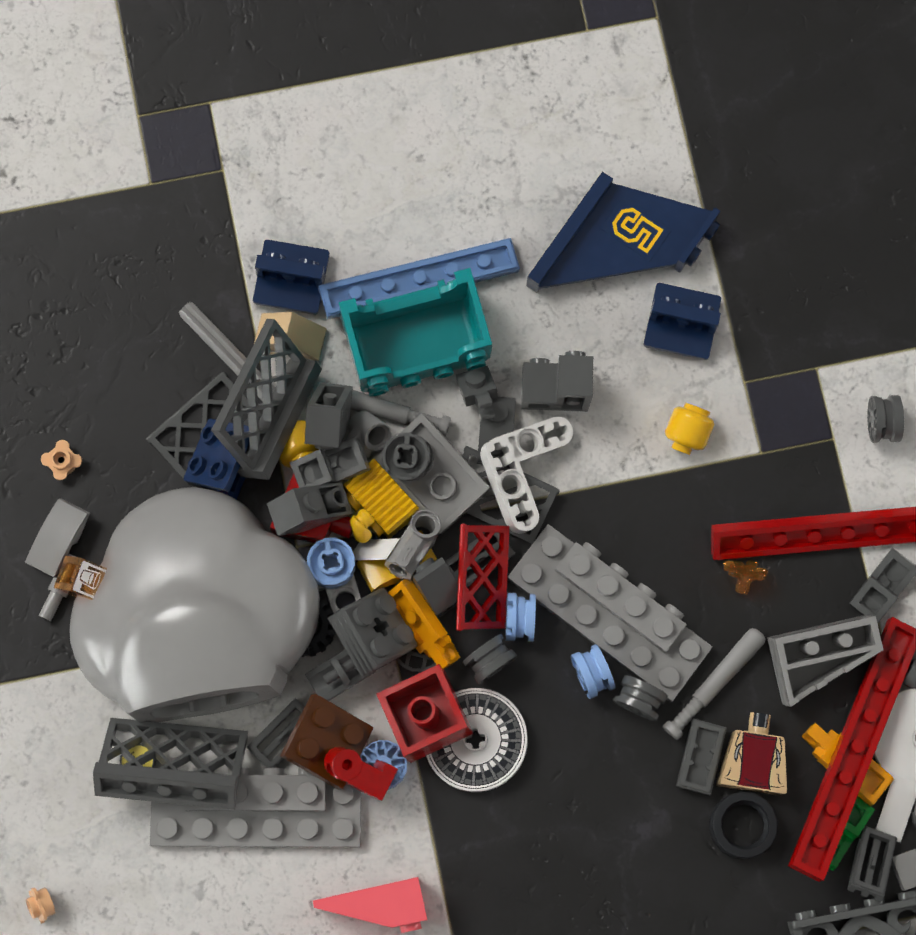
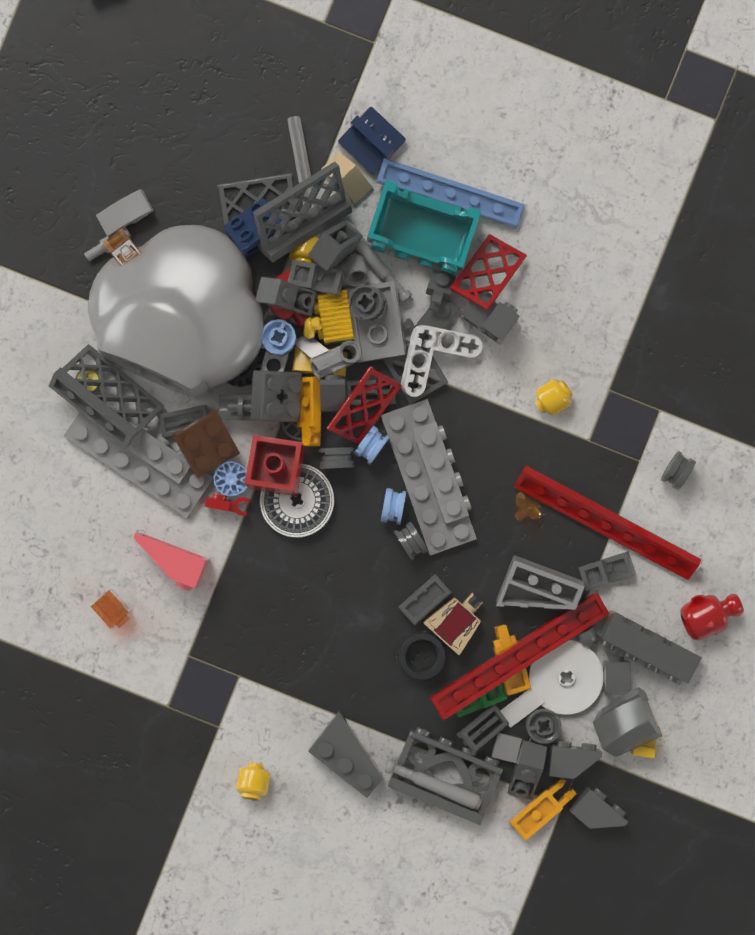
camera: 40 degrees right, 10 degrees up
(71, 461) = (154, 172): light nougat plate -> none
(350, 769) = (207, 470): red leg -> none
(398, 799) = (220, 502): none -> red plate
(521, 370) = (481, 255): none -> red window
(621, 234) = (595, 247): dark blue piece -> none
(682, 321) = (595, 327): dark blue bracket -> none
(723, 673) = (467, 560): light grey piece -> none

